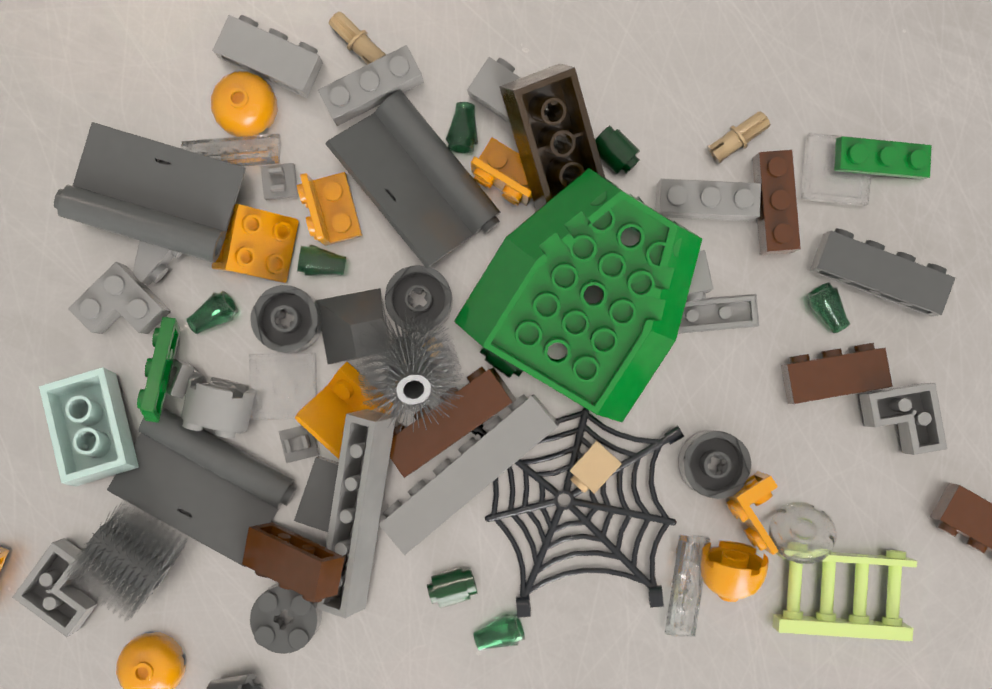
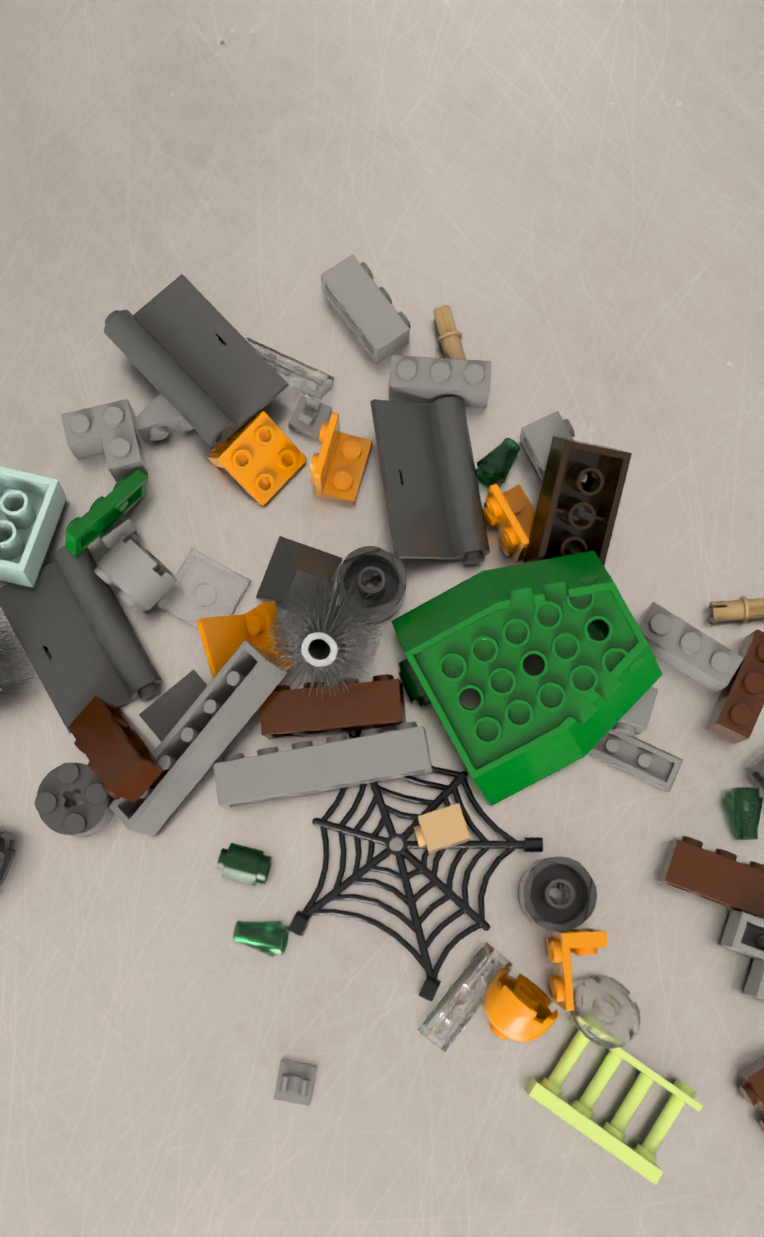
camera: 30 degrees right, 10 degrees down
(213, 312) = (186, 493): clear green cone -> none
(243, 104) = (319, 336): light orange cylinder -> none
(272, 307) = (236, 517): dark grey brick -> none
(298, 444) = (186, 652): light grey tile -> none
(319, 261) = (303, 503): clear green cone -> none
(617, 150) = (626, 558): dark green brick -> none

